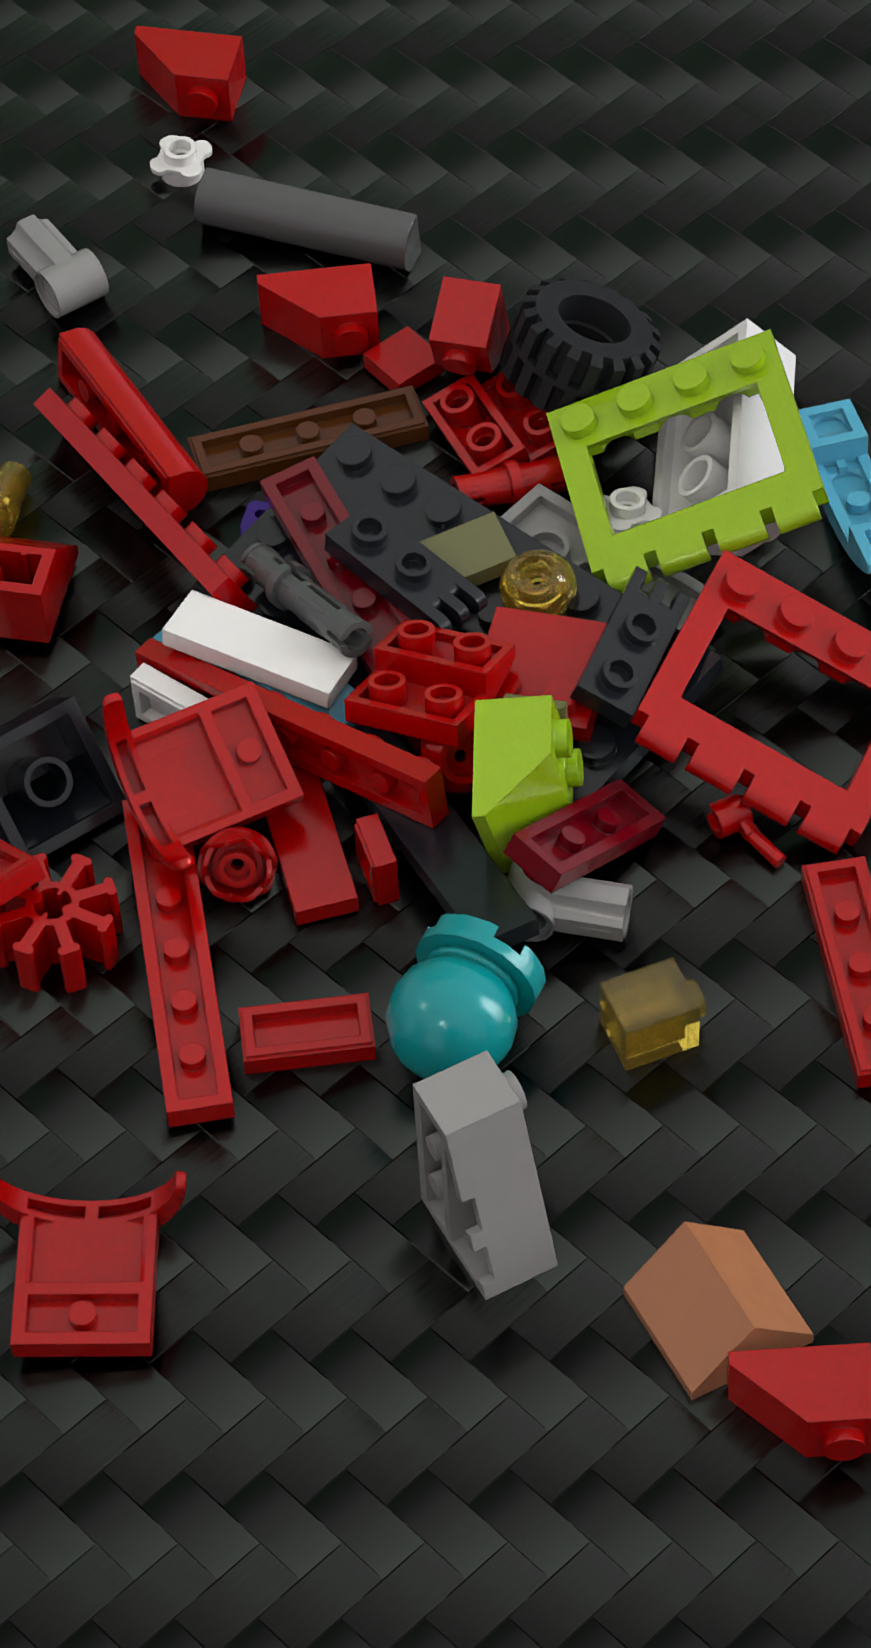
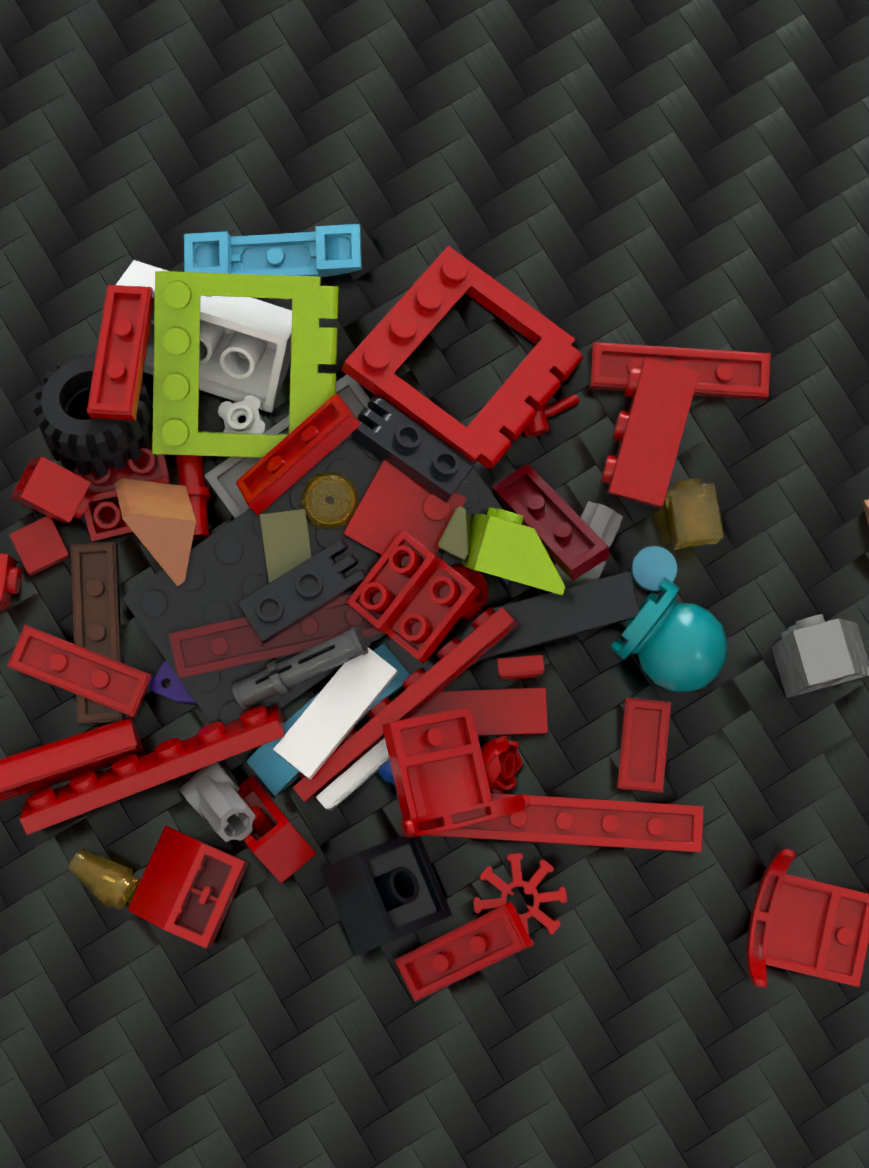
camera: 80 degrees left, 30 degrees up
(88, 641) = (273, 836): none -> red slope
(119, 576) = (218, 801): none -> light grey piece
(251, 419) = (80, 671): none -> red tile
(450, 418) = (161, 520): none -> nougat slope
(566, 996) = (652, 566): none -> medium azure tile
(588, 533) = (297, 453): none -> red tile
(653, 327) = (121, 352): none -> red tile
(745, 908) = (649, 432): none -> red brick

